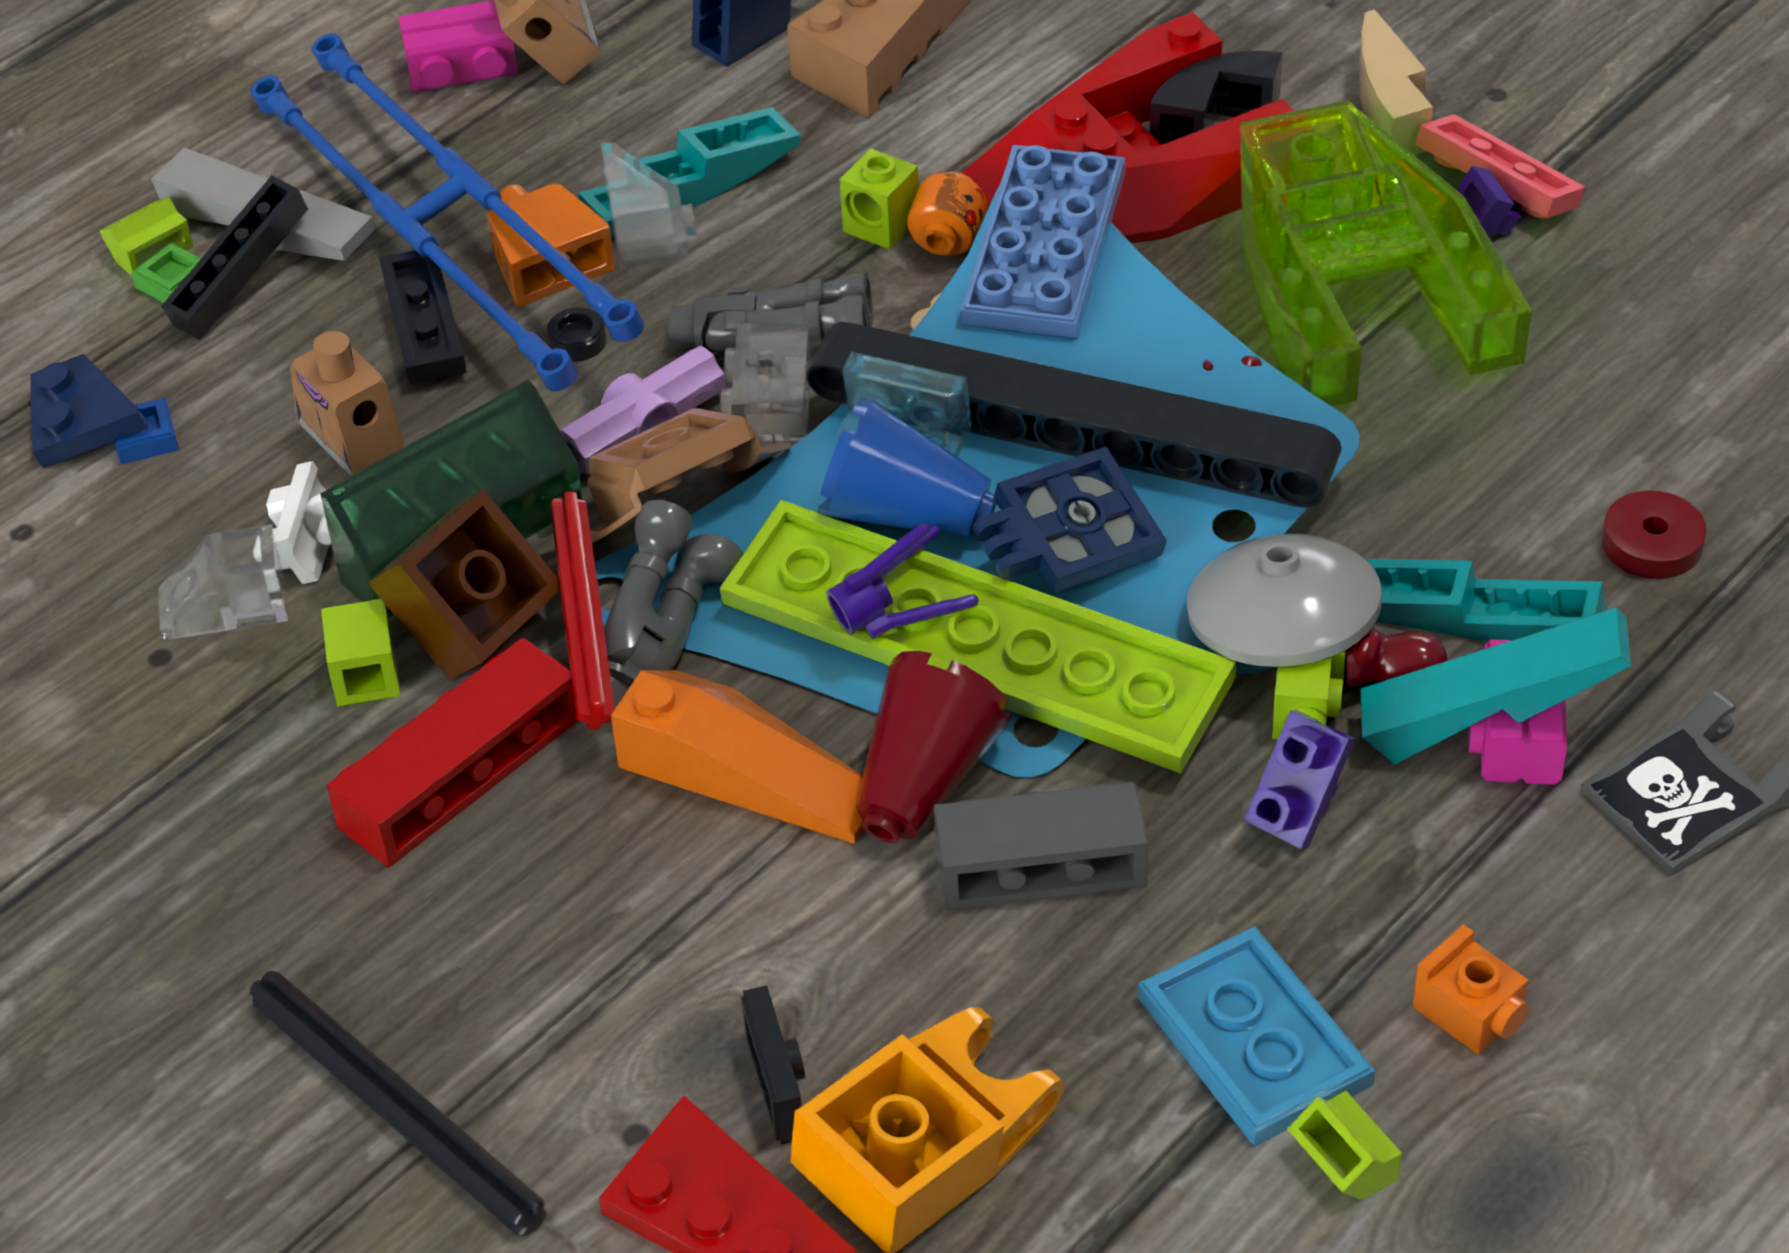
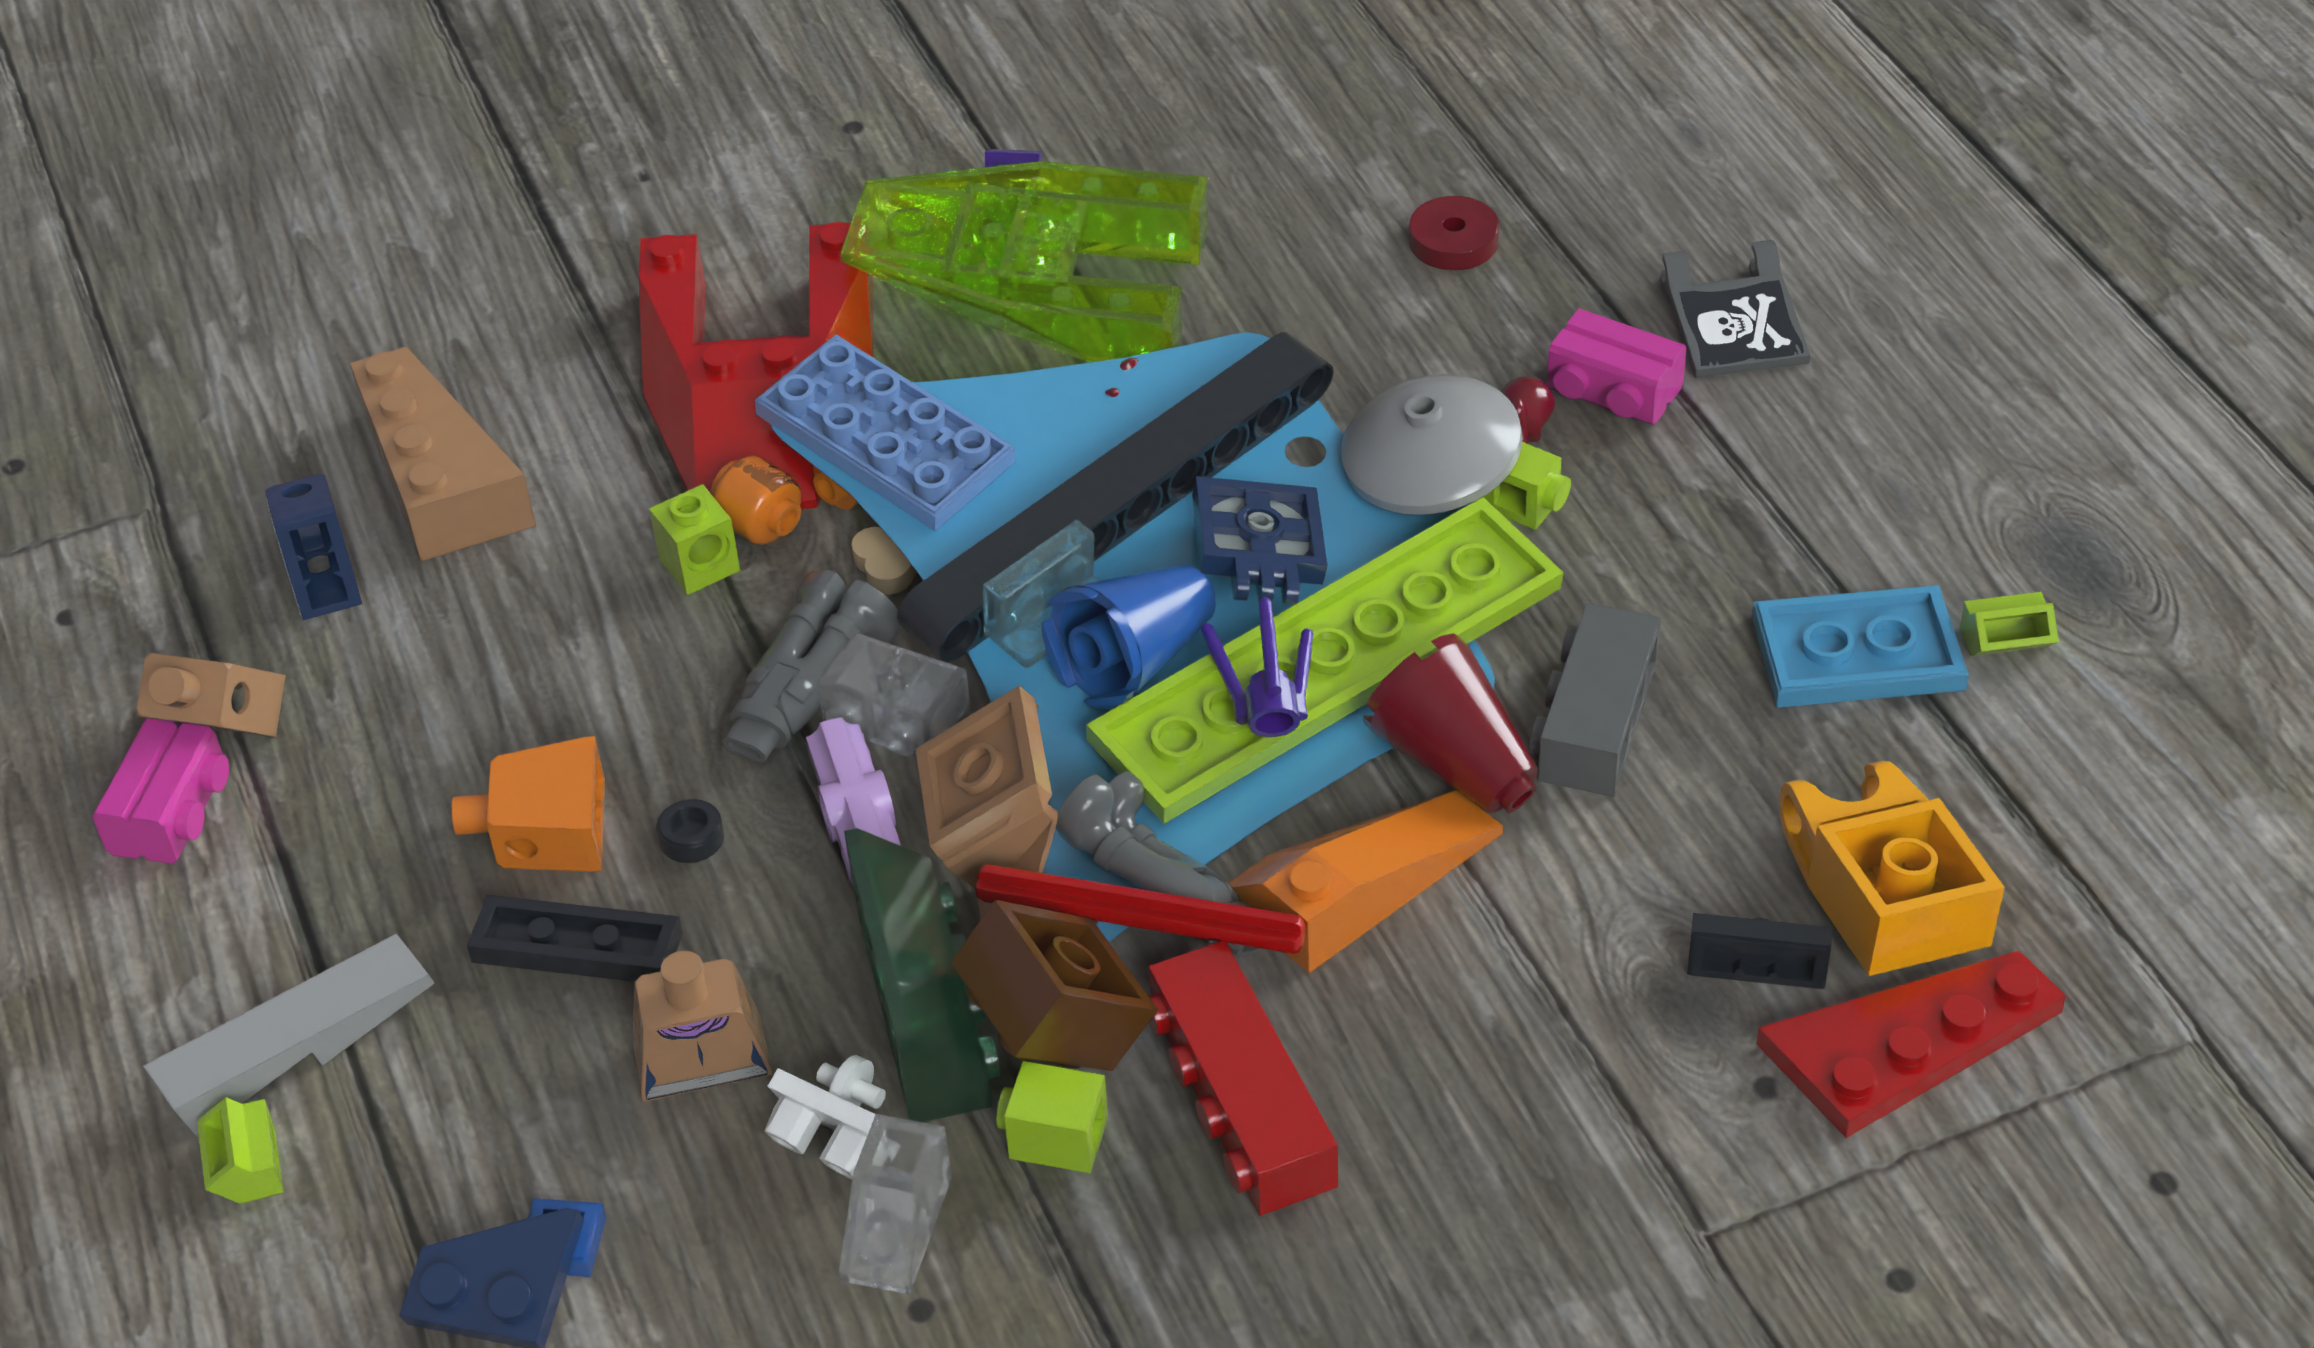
camera: 65 degrees left, 0 degrees up
(164, 271) = (320, 1149): bright green tile -> none
(235, 257) = (379, 1063): black piece -> none
(399, 1104) = (1650, 1250): black axle -> none
(551, 364) = (443, 896): blue bar -> none
(644, 210) = (580, 702): clear slope -> none
(713, 158) = (522, 660): teal slope -> none
(1214, 87) = (735, 283): black brick -> none
(1299, 779) = (1629, 510): dark purple hips -> none
(1391, 83) = (804, 170): tan slope -> none
(1451, 601) = (1495, 334): teal slope -> none
(1470, 992) = (1891, 502): orange brick -> none
(1515, 676) = (1616, 350): teal slope -> none
(1524, 179) = (967, 147): coral plate -> none

